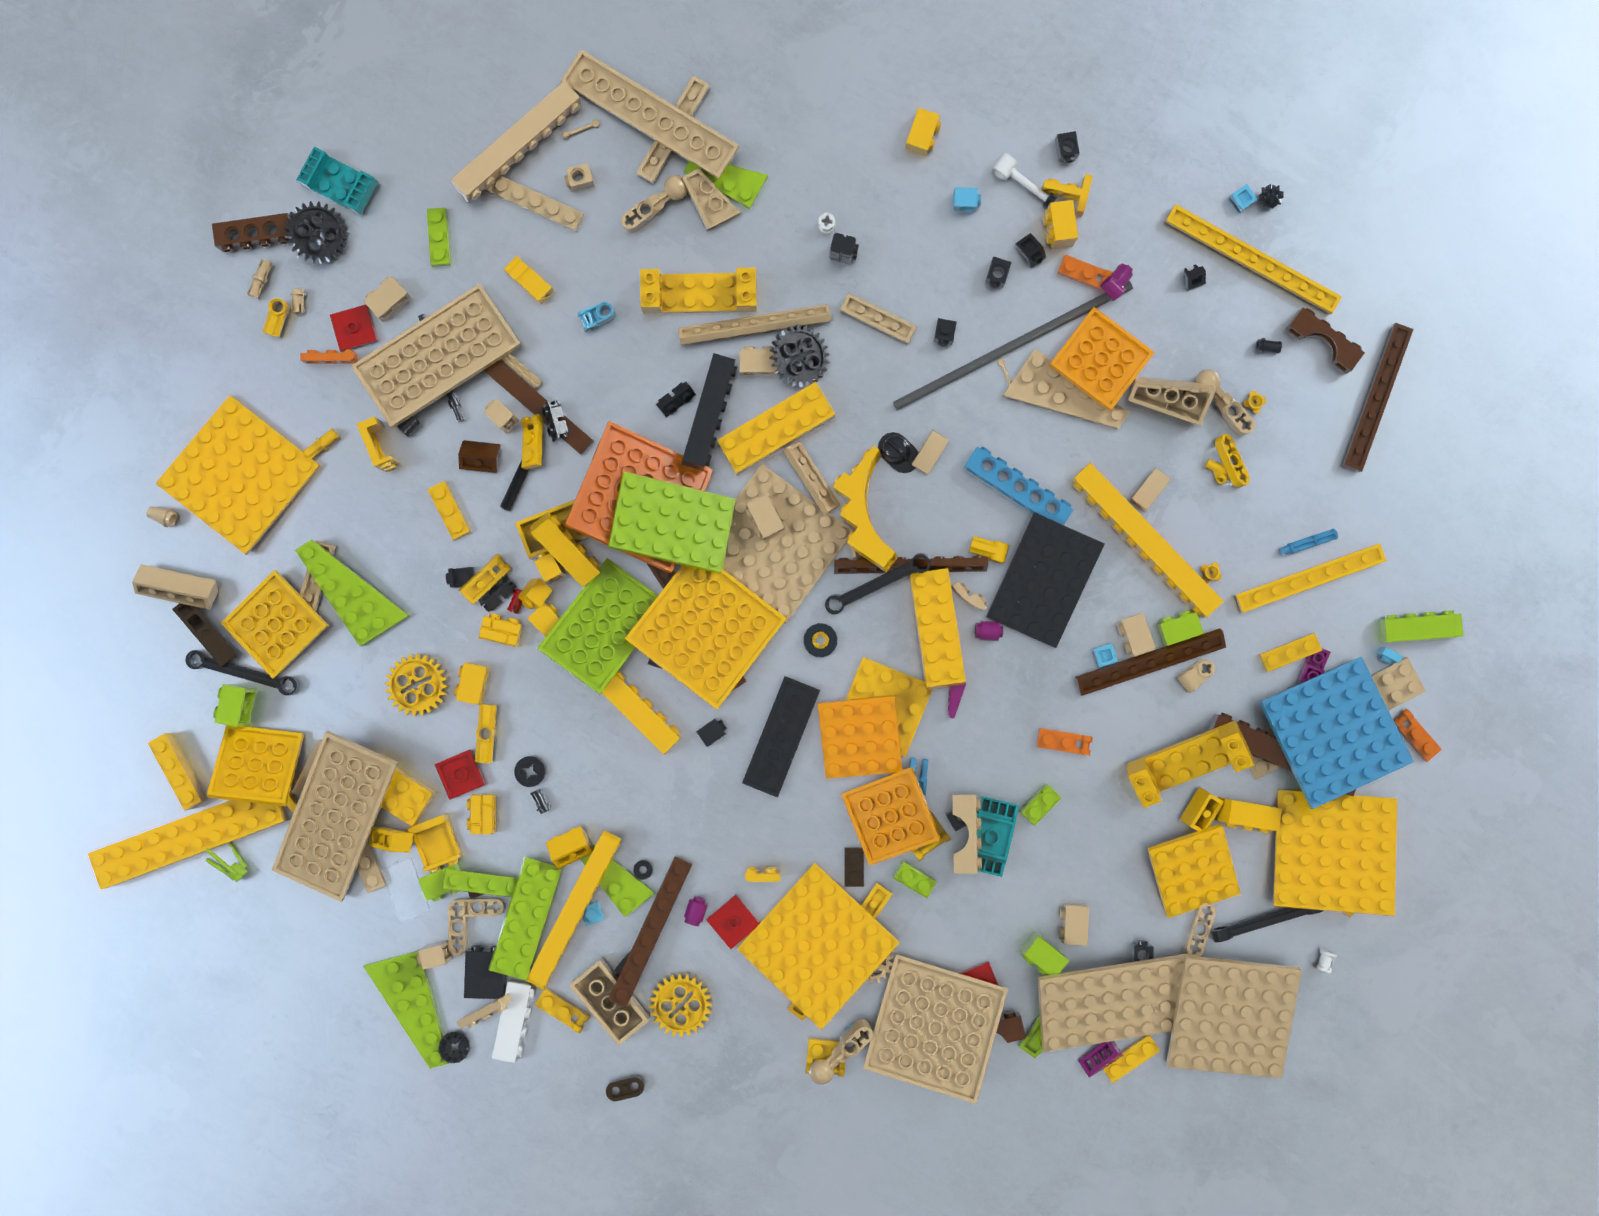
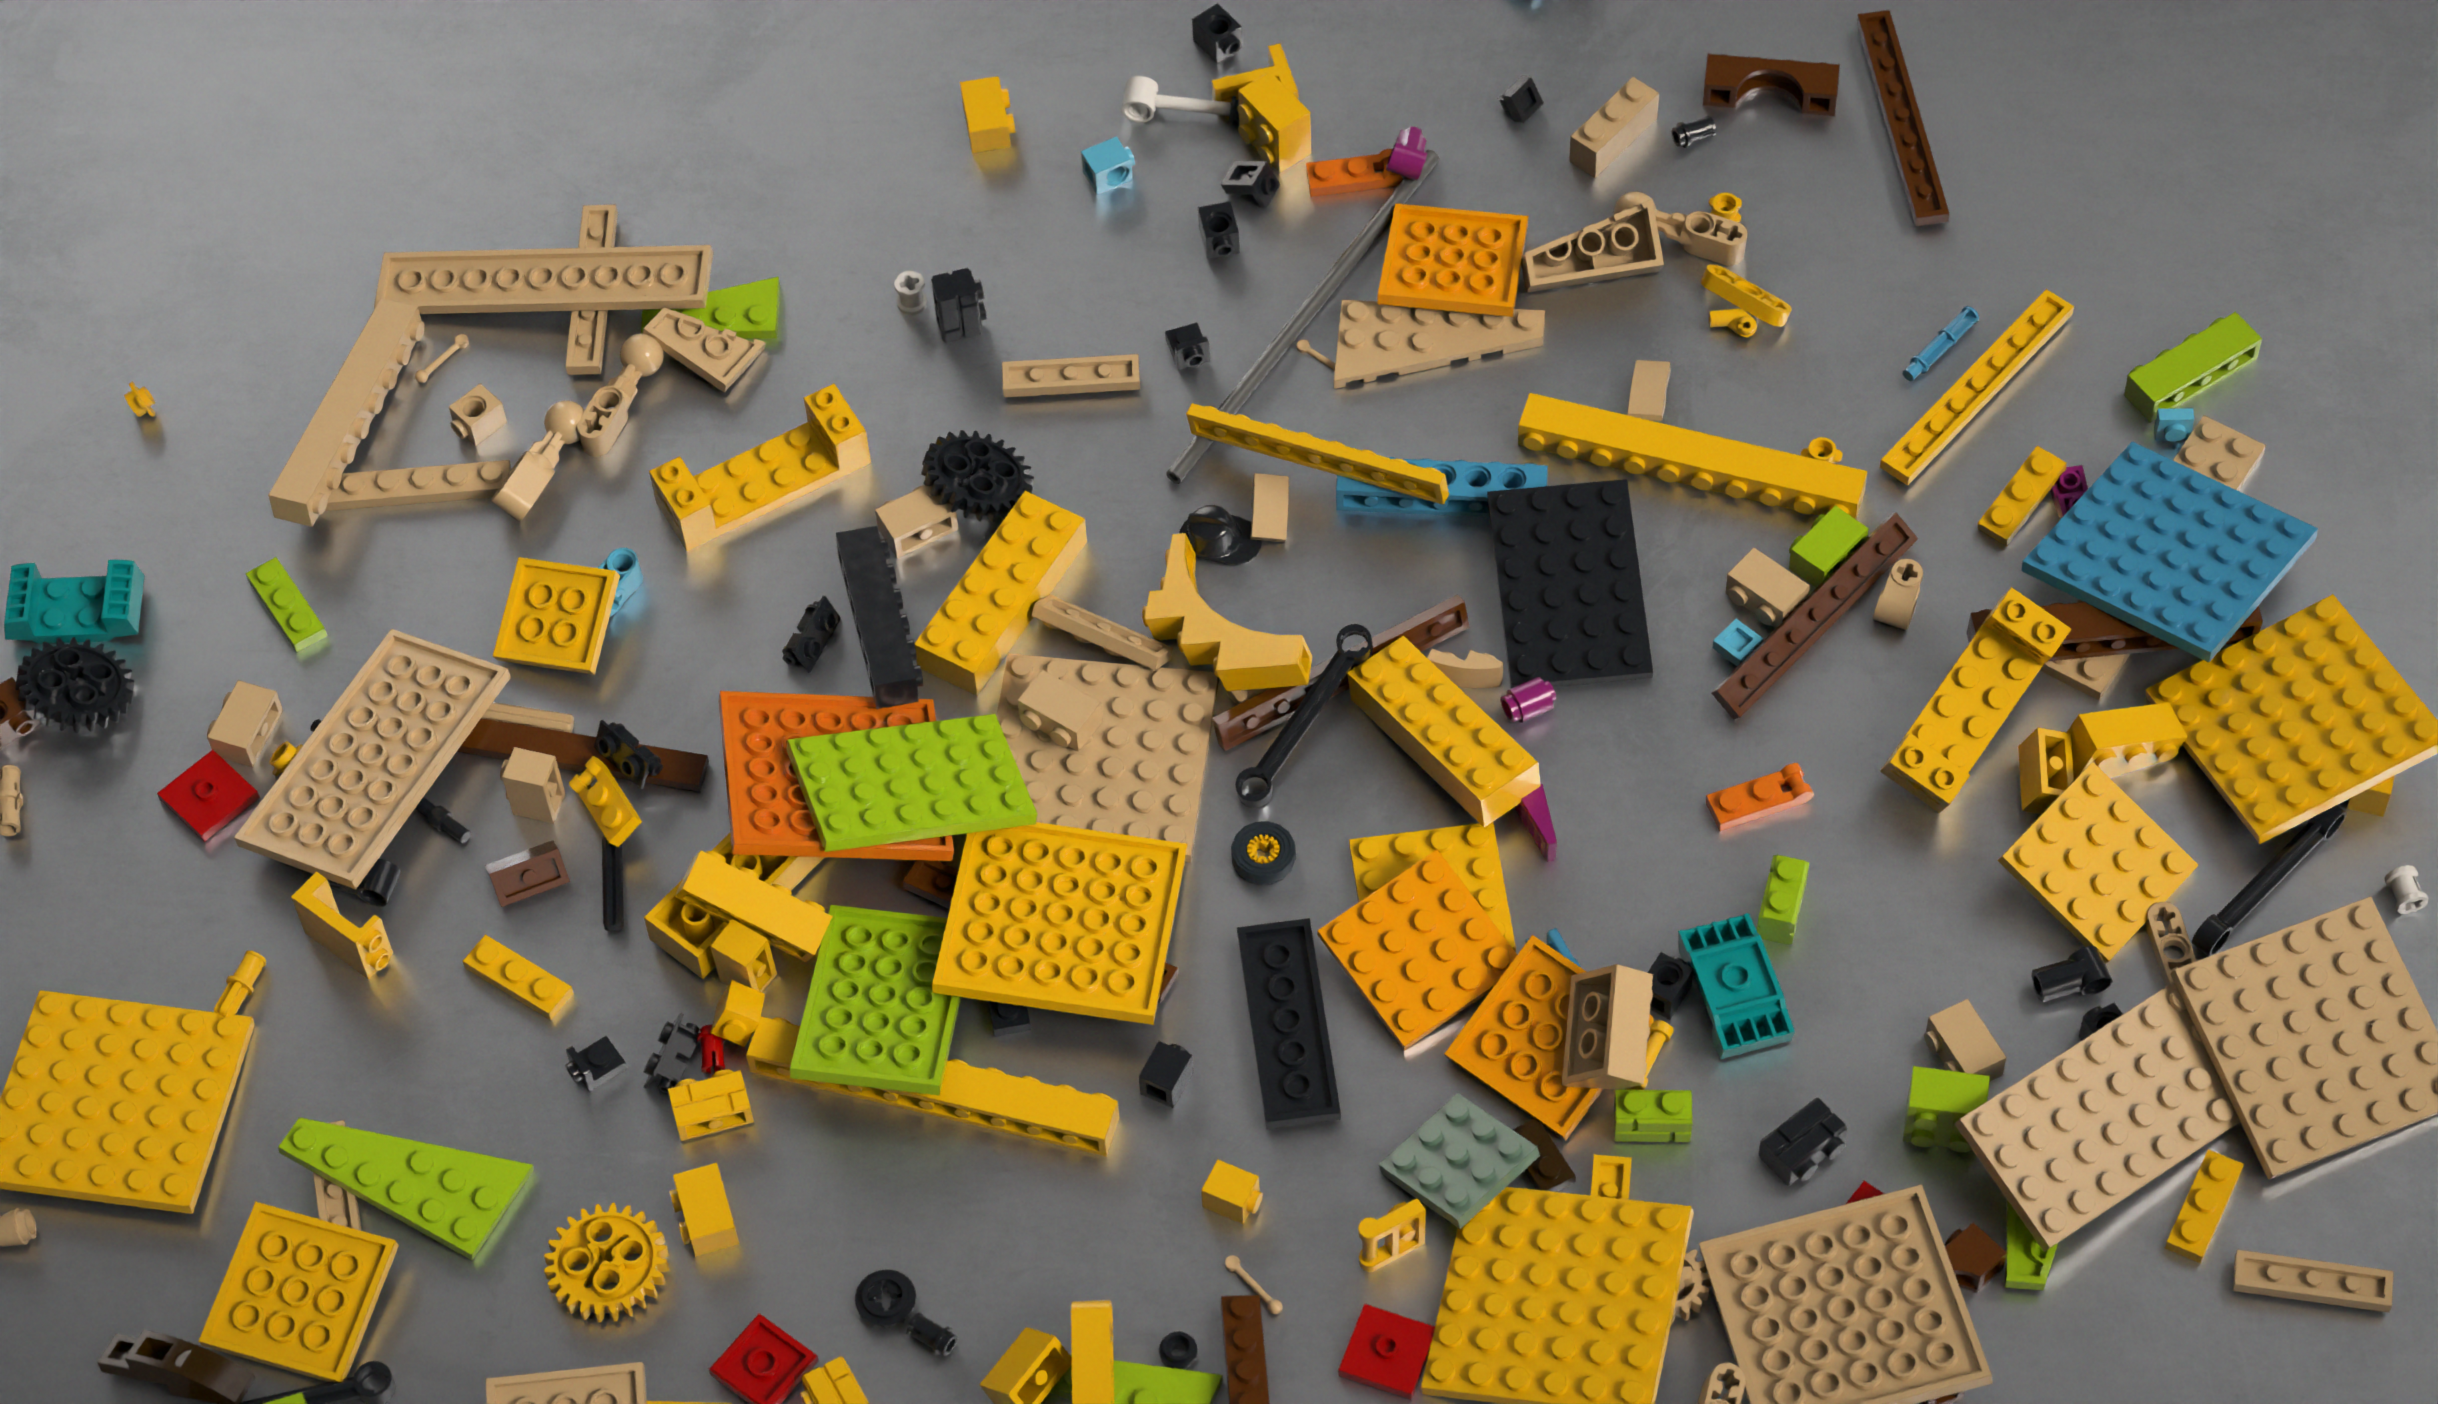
camera: 25 degrees left, 30 degrees down
(175, 586) = (86, 1321): tan brick -> none
(275, 320) = (65, 839): yellow piece -> none
(298, 300) = (88, 793): tan pin -> none
(329, 357) = (189, 852): orange plate -> none
(397, 328) = (283, 756): none -> yellow plate
(421, 73) = (140, 400): none -> yellow plate
(484, 579) = (637, 1040): yellow plate -> none
(484, 746) = (781, 1291): yellow piece -> none
(529, 280) = (469, 587): yellow piece -> none
(559, 323) = (556, 615): none -> yellow plate
(590, 227) = (536, 465): none -> tan beam
(695, 911) = (1311, 1363): magenta brick -> none
(696, 871) = (1233, 1265): none -> tan hinge
(707, 808) = (1231, 1192): none -> yellow brick
(754, 324) = (867, 482): tan plate -> none
(815, 851) = (1459, 1160): none -> sand green plate
(914, 837) = (1607, 1028): none -> tan slope
(967, 860) = (1664, 950): tan arch -> none
(971, 448) = (1318, 453): none -> yellow plate
(973, 929) = (1803, 1142): none -> black brick
(994, 551) = (1464, 580): yellow piece -> none
(1104, 1062) = (2149, 1203): magenta slope -> none
(1151, 917) = (2080, 972): none -> black piece
(1152, 1122) = (2313, 1281): none -> tan plate
(1230, 322) = (1614, 127): none -> tan brick
(1253, 259) = (1592, 39): yellow plate -> none
(1417, 736) = (2326, 516): orange plate -> none

